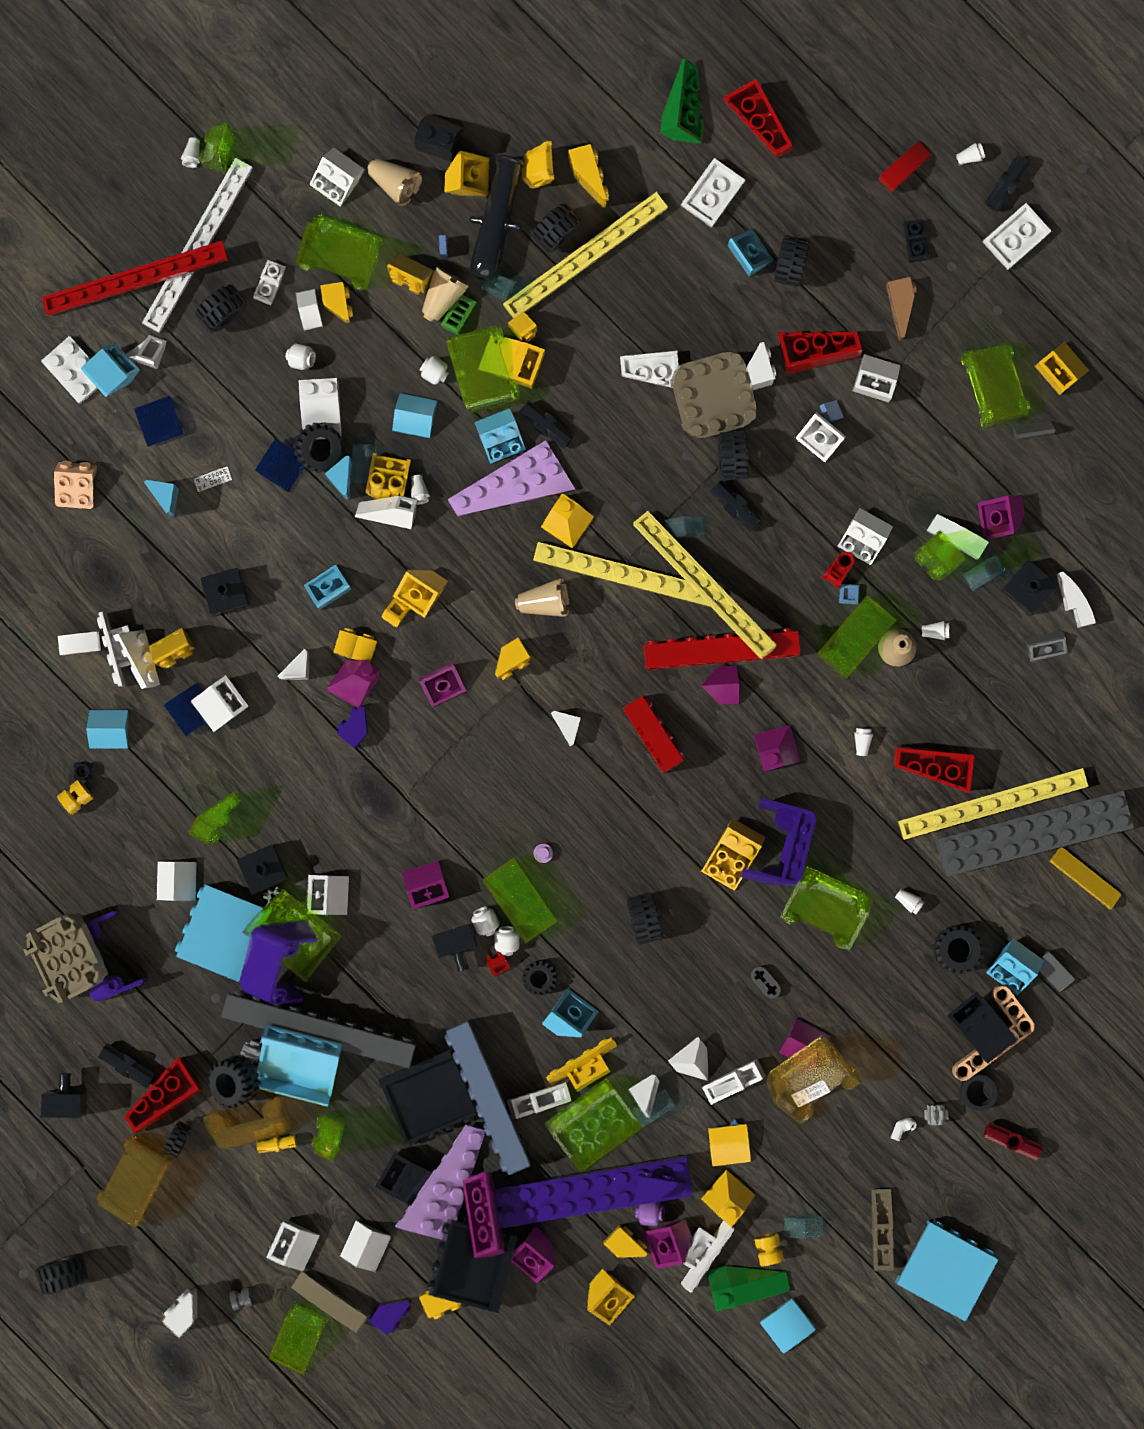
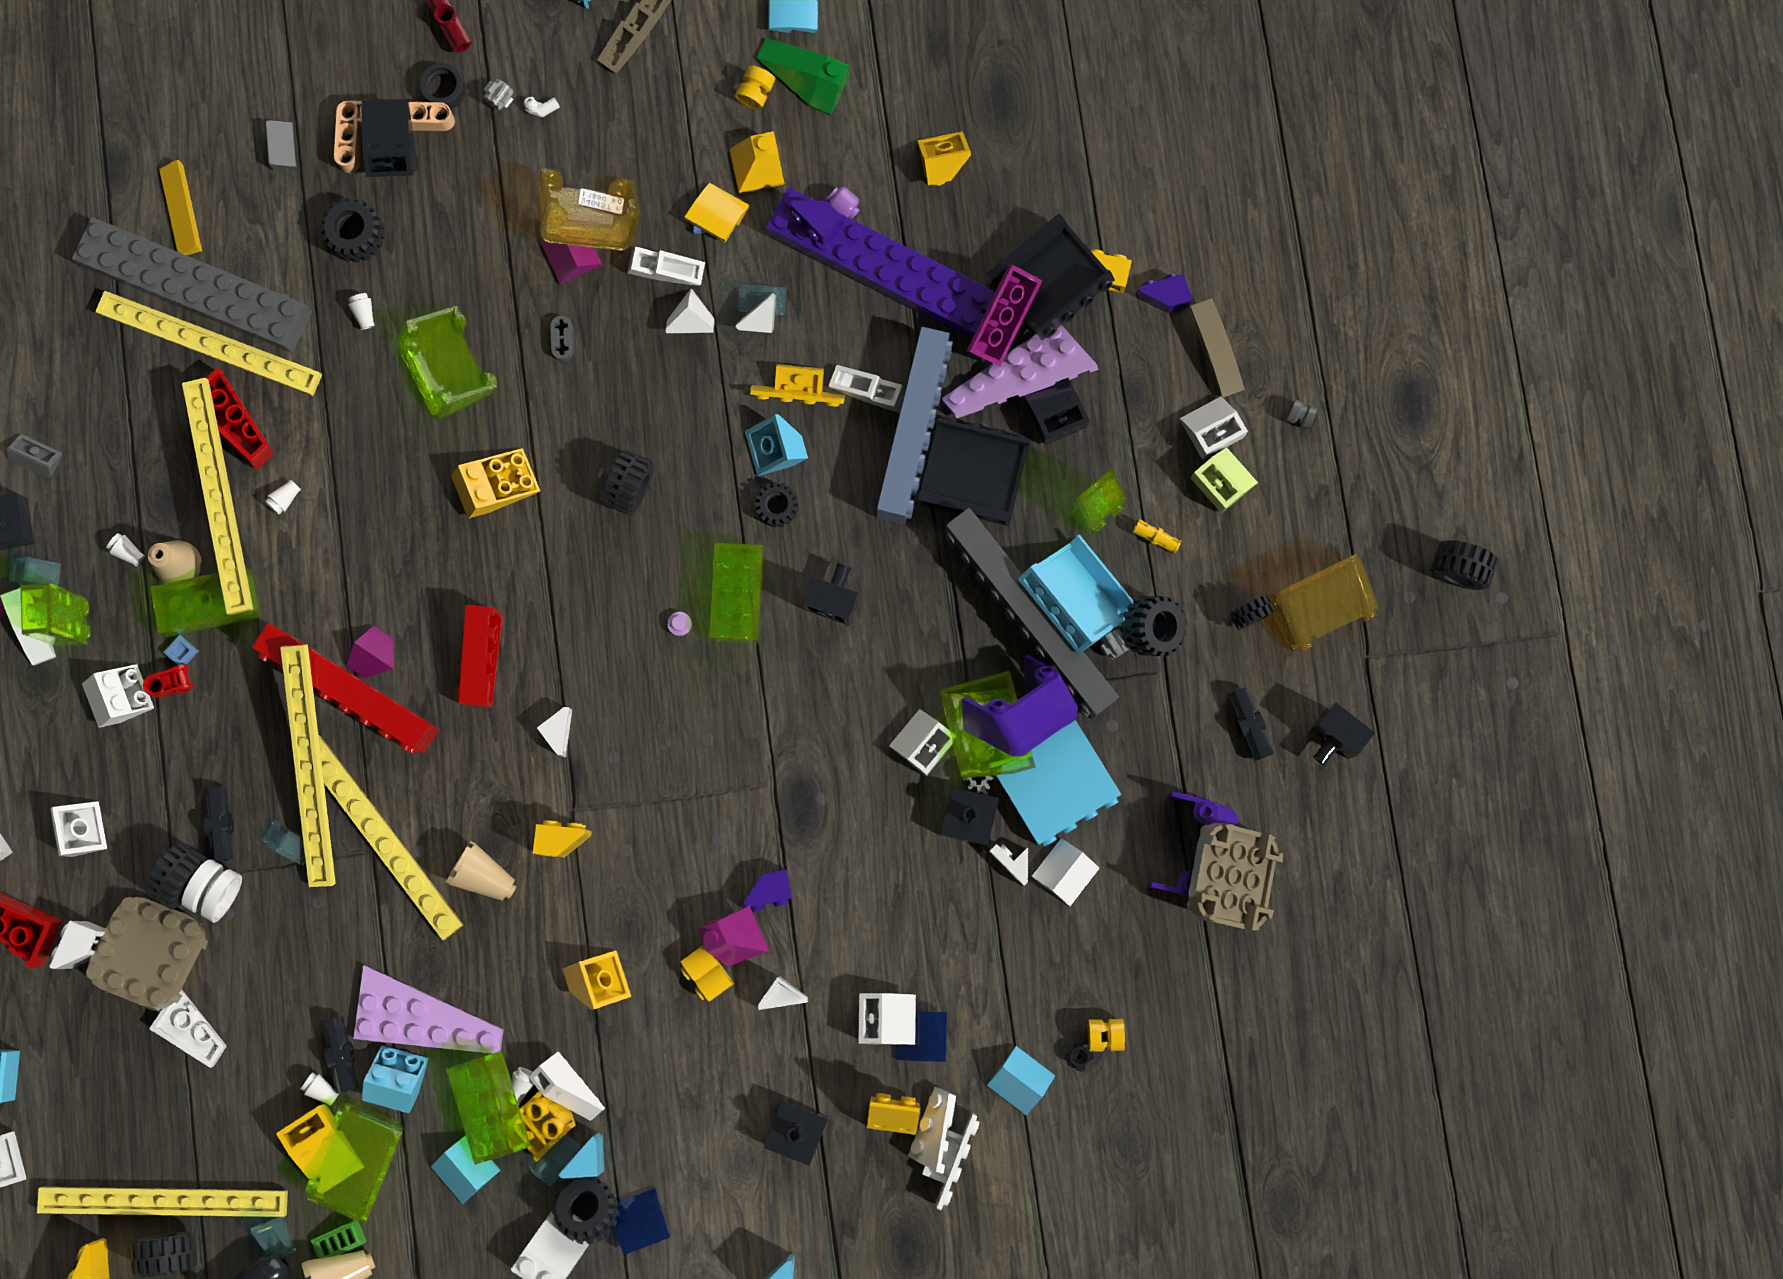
camera: 140 degrees left, 5 degrees down
(79, 643) = (985, 1193): white slope -> none
(165, 1095) = (1230, 665): red wedge -> none
(182, 1315) = (1371, 440): white slope -> none
(208, 861) = (1017, 868): none -> white slope
(210, 822) = (986, 904): clear neon green slope -> none
(212, 479) = (721, 1262): clear sticker -> none
(260, 1215) = (1223, 479): none -> yellowish green slope
(275, 1123) = (1200, 579): clear yellow windscreen -> none
(298, 1338) = (1272, 335): clear neon green slope -> none
(327, 587) = (688, 1056): medium azure slope -> none
(365, 1246) = (1143, 375): white slope -> none
(395, 612) = (641, 977): yellow slope -> none
(425, 885) = (818, 678): magenta slope -> none
(427, 462) = (488, 1107): none -> clear neon green brick
(434, 370) = (407, 1200): white head -> none
(442, 685) = (649, 866): magenta slope -> none
(485, 921) = (787, 599): white head -> none
(498, 965) = (807, 547): red tile -> none
(506, 940) = (780, 564): white head -> none
(523, 327) = (281, 1174): yellow slope -> none
(534, 1255) = (982, 245): magenta slope -> none
(542, 394) = (319, 1089): none -> white cone
(567, 521) = (396, 939): yellow slope -> none
(593, 1125) = (832, 326): clear neon green slope -> none
(623, 1244) = (891, 193): yellow slope -> none
(669, 1243) = (846, 162): magenta slope -> none
(702, 1252) = (821, 130): white bracket -> none
(706, 462) = (211, 890): none -> white wheel
(776, 748) = (372, 554): magenta slope -> none
(800, 828) = (425, 440): dark purple windscreen -> none
(803, 1227) = (707, 85): clear light blue slope -> none
(831, 411) = (47, 847): medium blue tile -> none
(899, 709) = (217, 496): none -> light yellow plate
(1015, 966) = (312, 174): medium azure slope -> none

